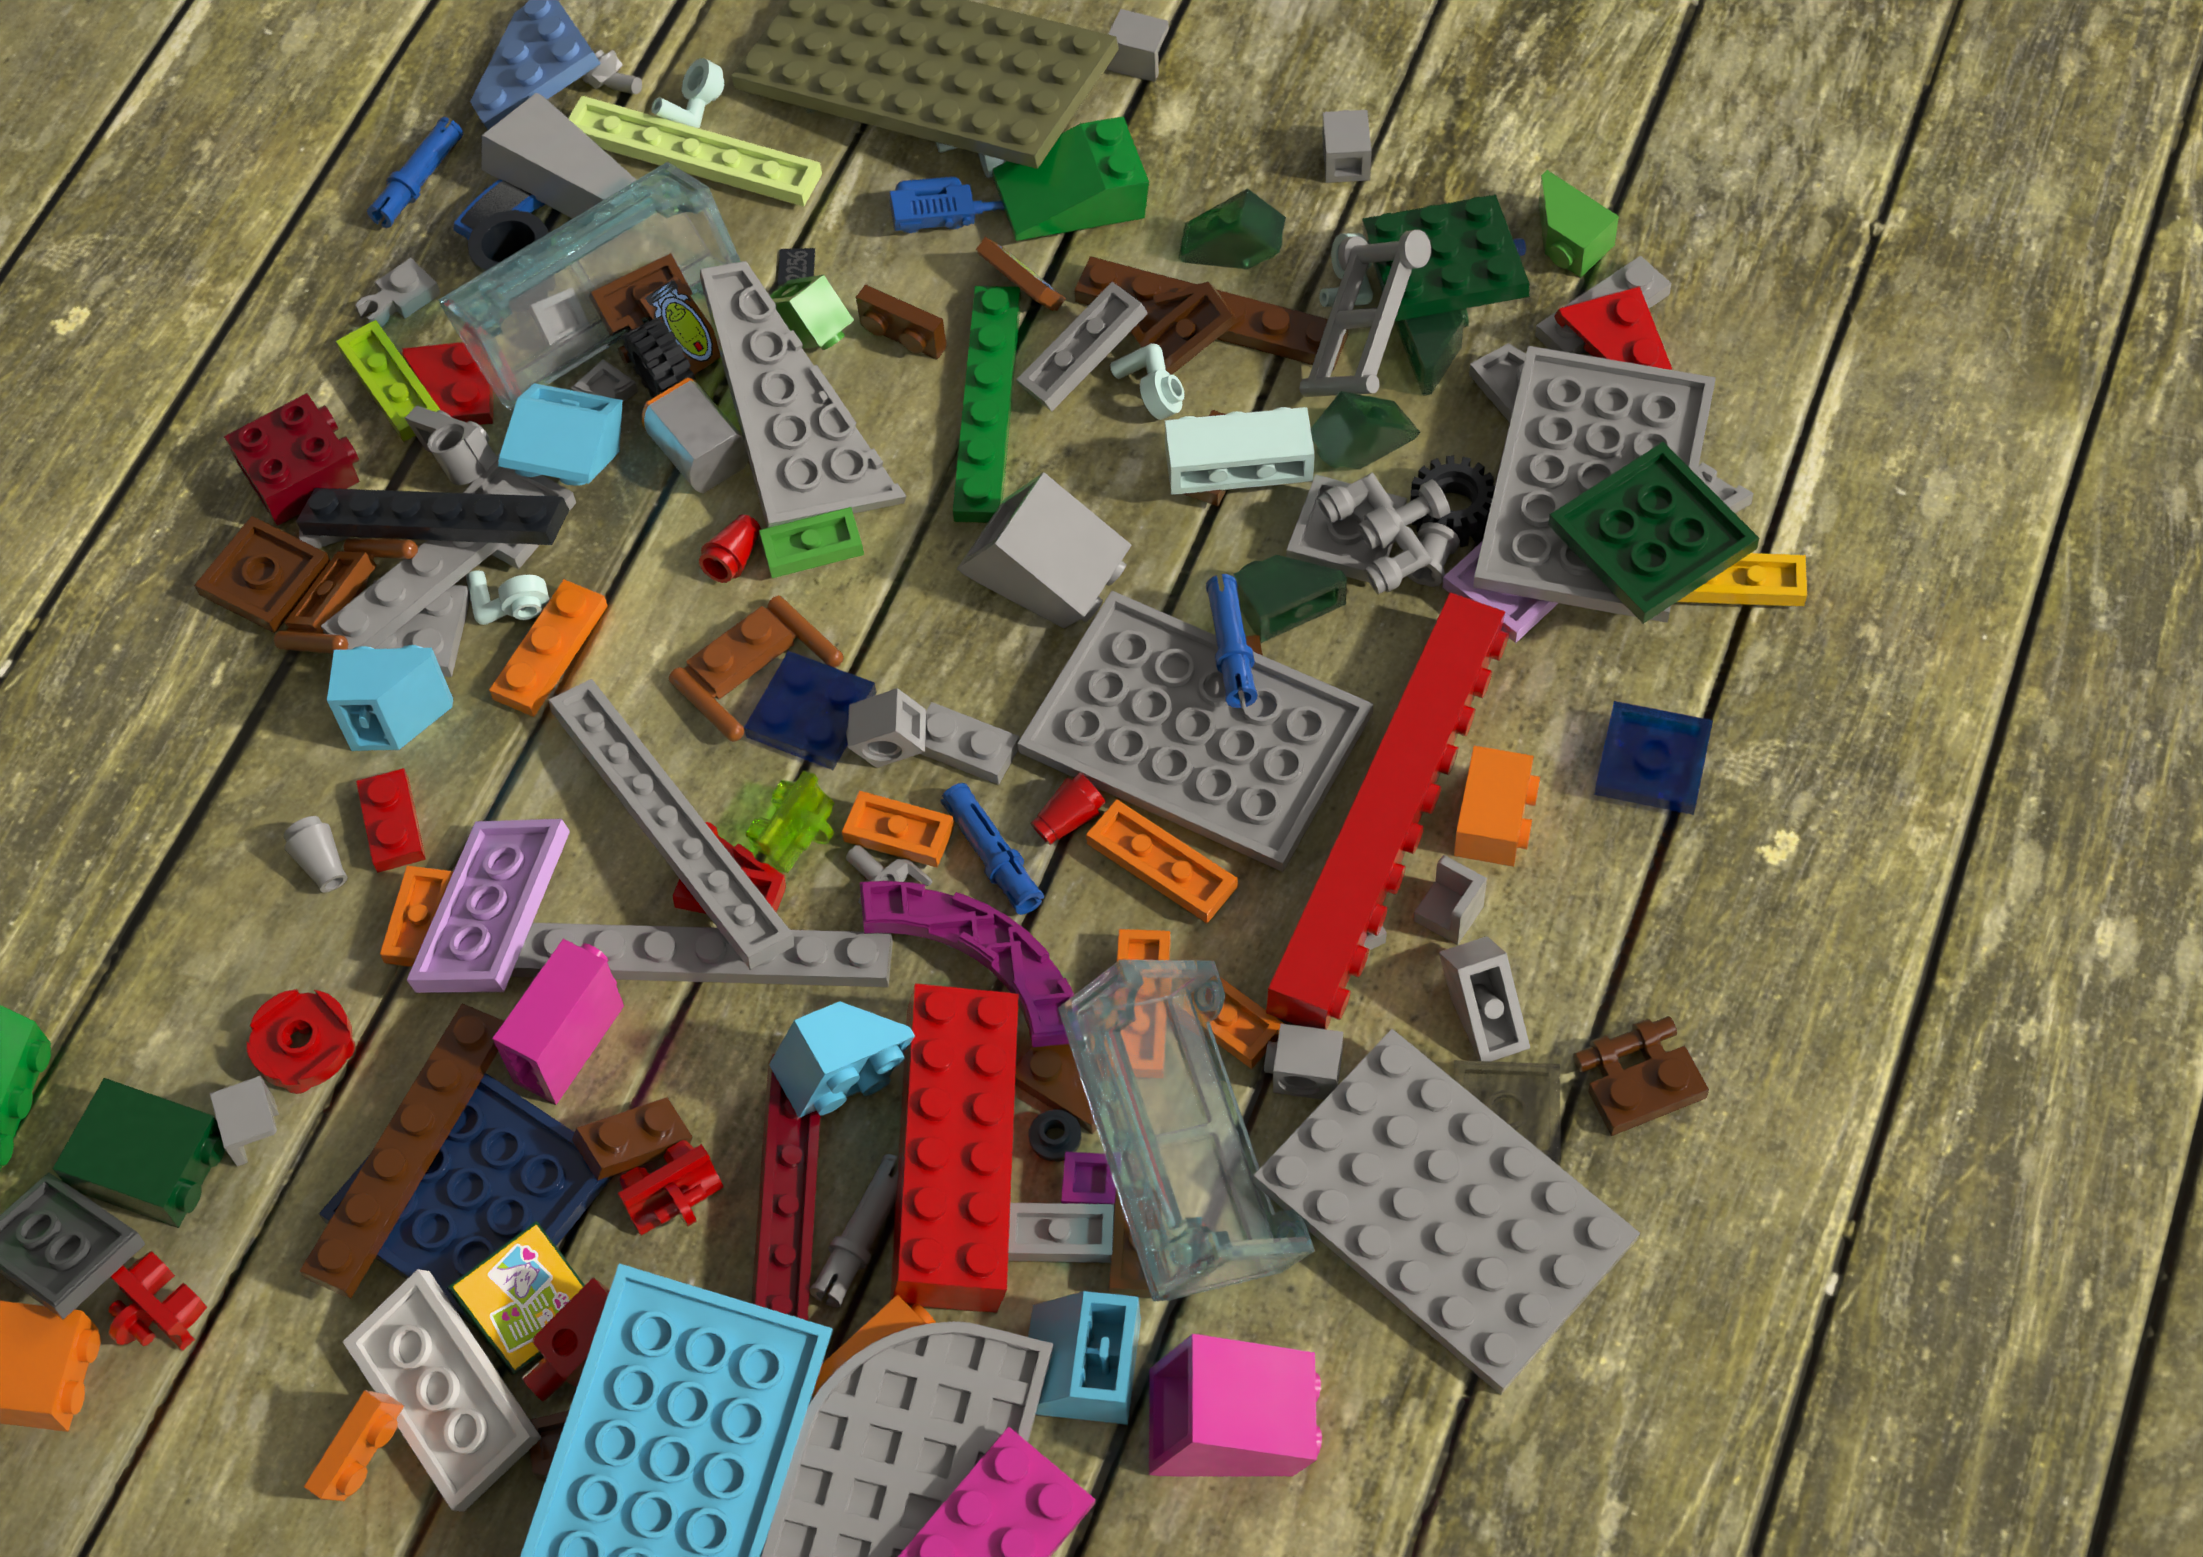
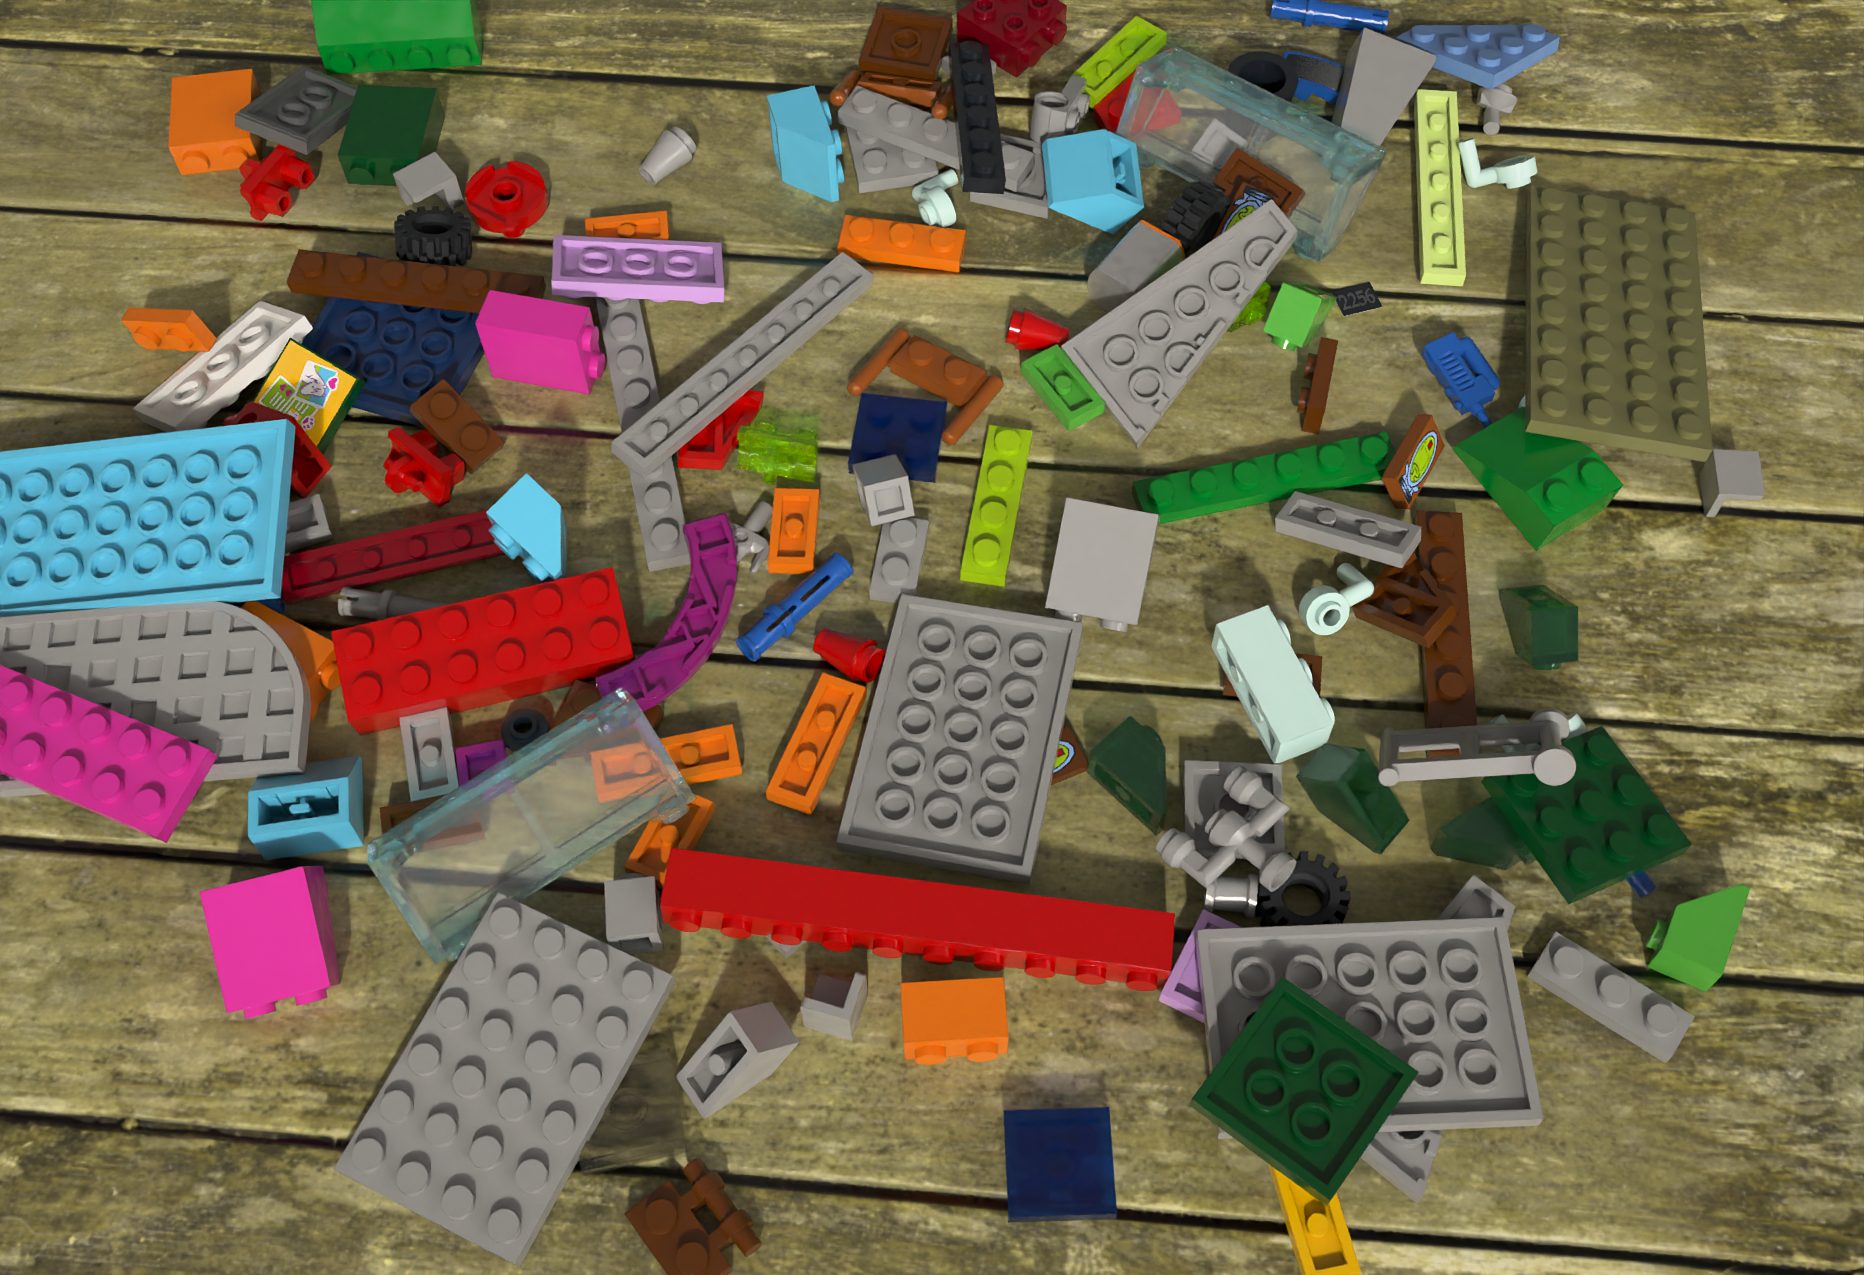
camera: 70 degrees right, 0 degrees up
(340, 1098) = (433, 236): none -> black tyre
(390, 820) = (713, 194): red plate -> none
(400, 291) = (1208, 44): light grey plate -> none
(606, 382) = (1164, 197): light grey tile -> none
(930, 640) = (996, 506): none -> lime plate
(1233, 656) = (1037, 735): blue pin -> none
(1346, 146) = (1699, 696): light grey brick -> none
(1617, 328) = (1573, 1014): red wing -> none

